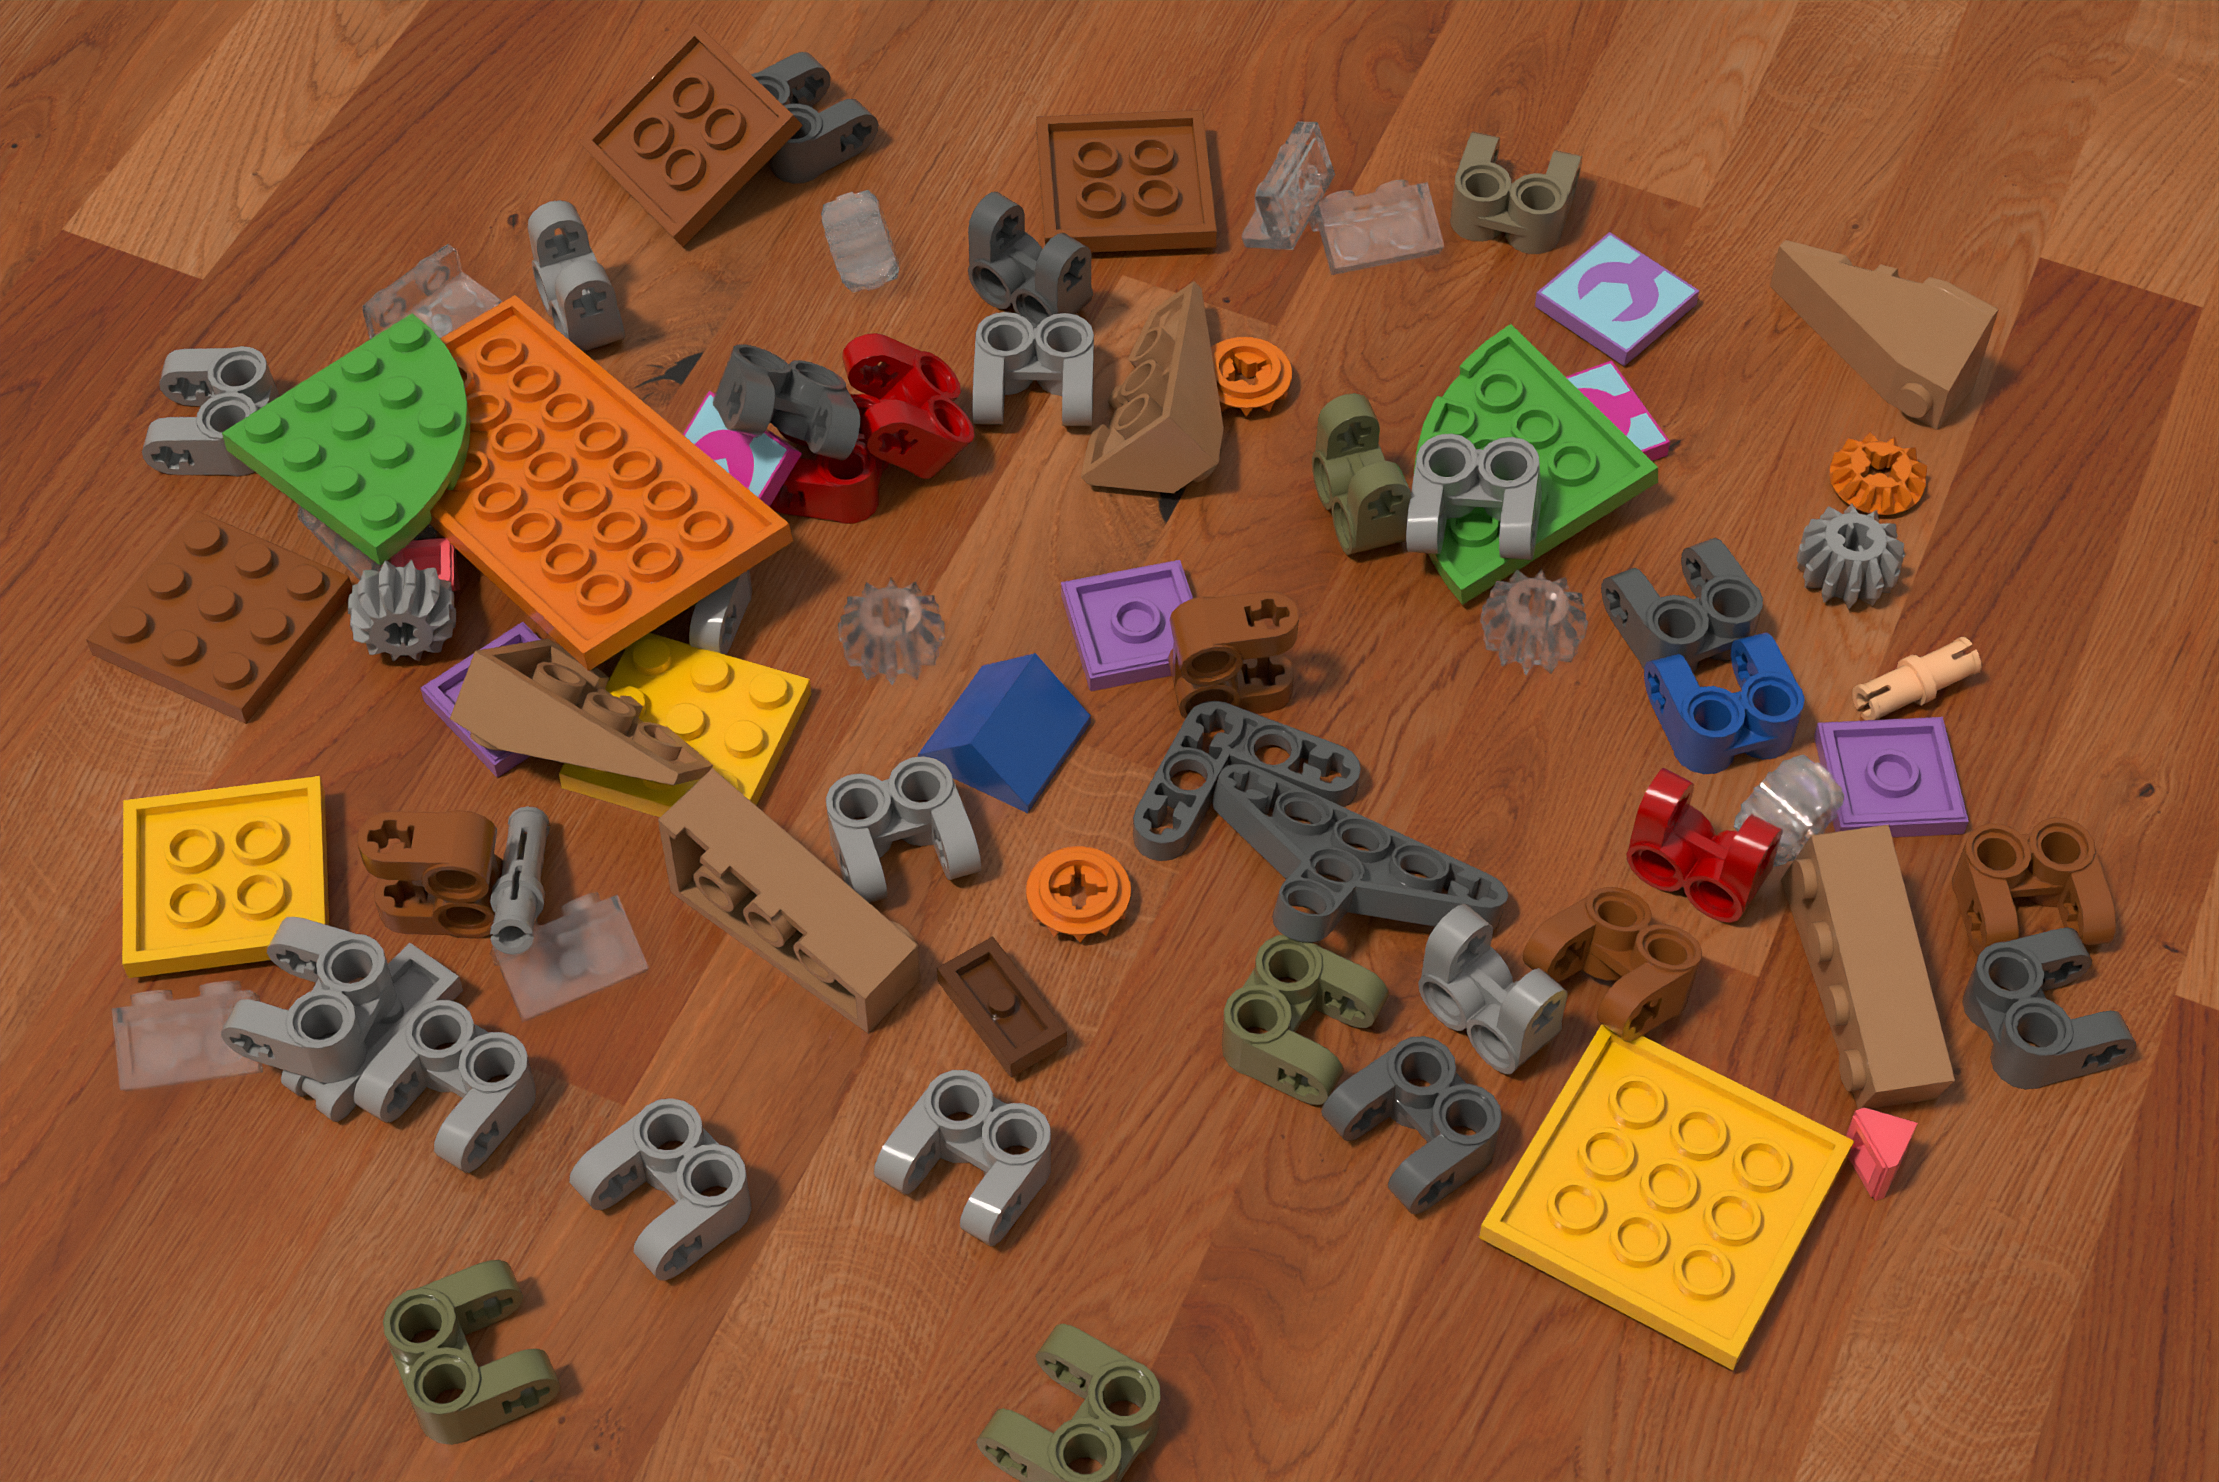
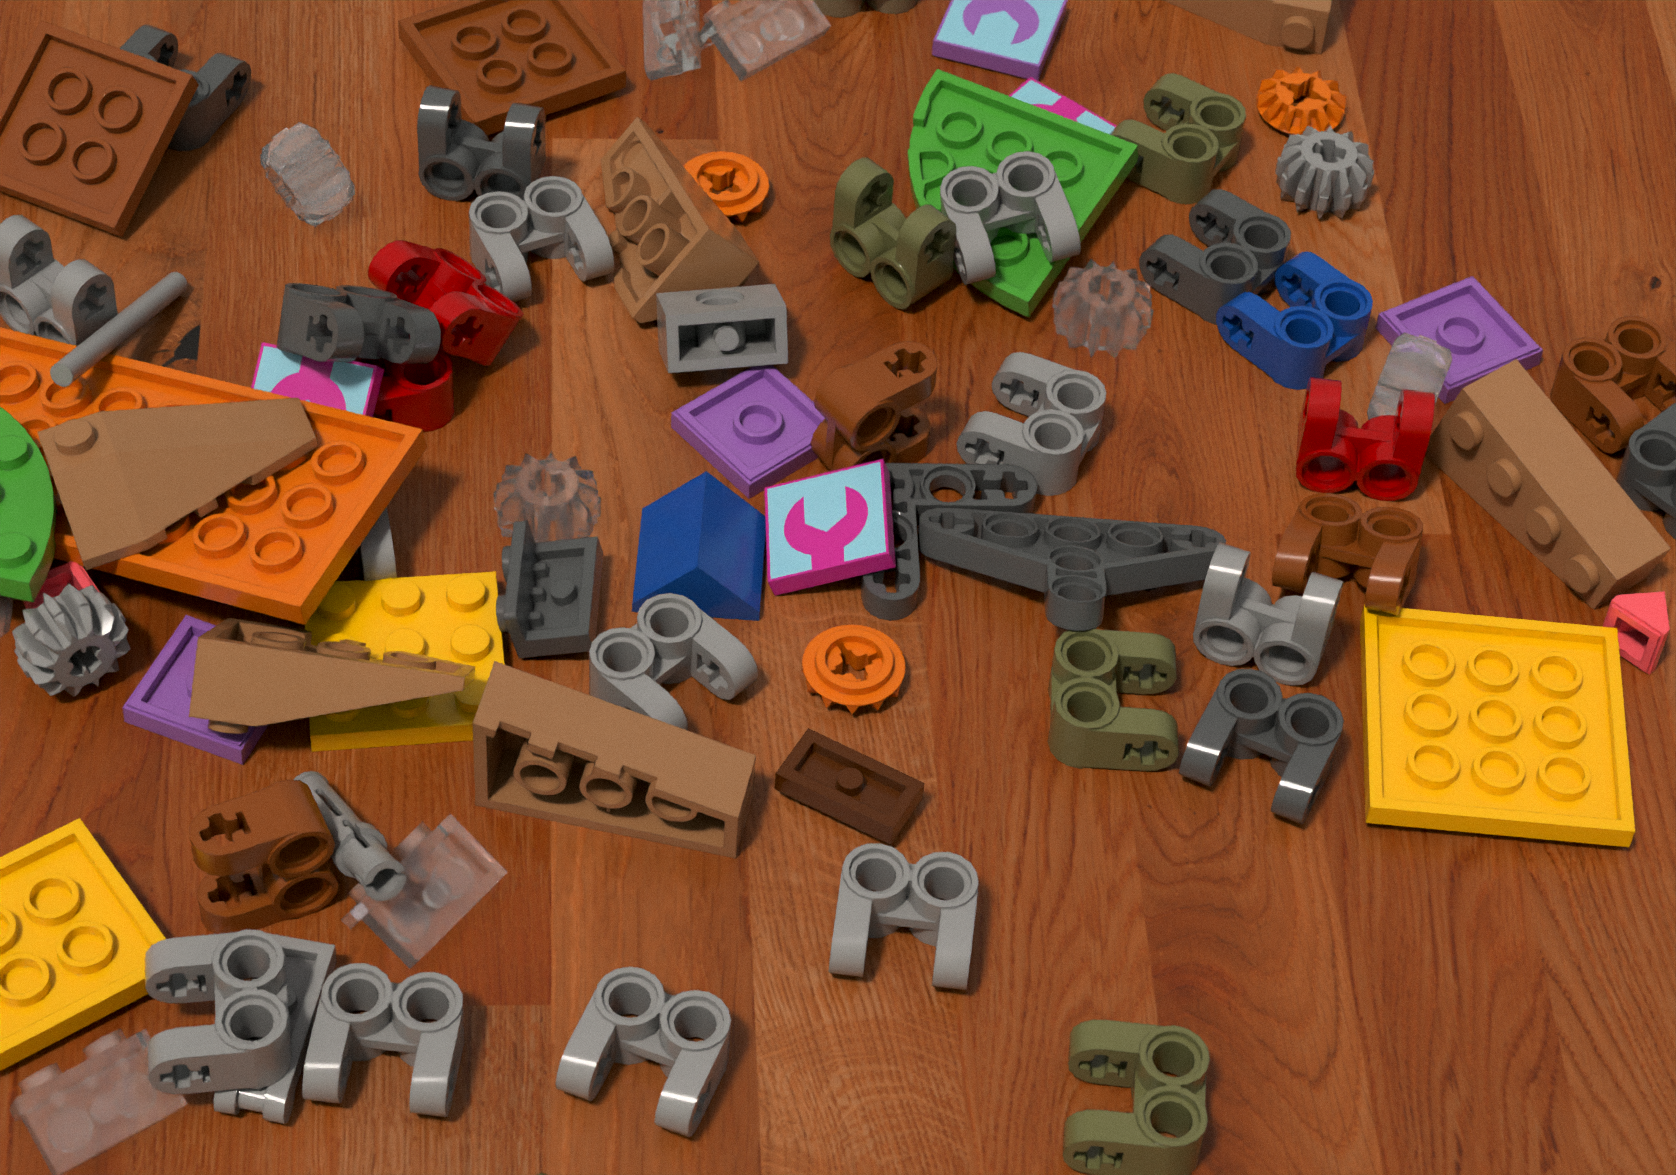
camera: 30 degrees left, 5 degrees down
(533, 475) = (146, 468): none -> medium nougat wedge
(609, 335) = (118, 329): none -> light grey bar
(840, 715) = (550, 593): none -> dark grey bracket
(1133, 747) = (829, 527): none -> tile
(1147, 516) = (722, 328): none -> light grey brick
(1410, 729) = (1061, 426): none -> light grey piece
(1716, 493) = (1199, 138): none -> olive piece
(1916, 679) = (1435, 253): light nougat pin -> none

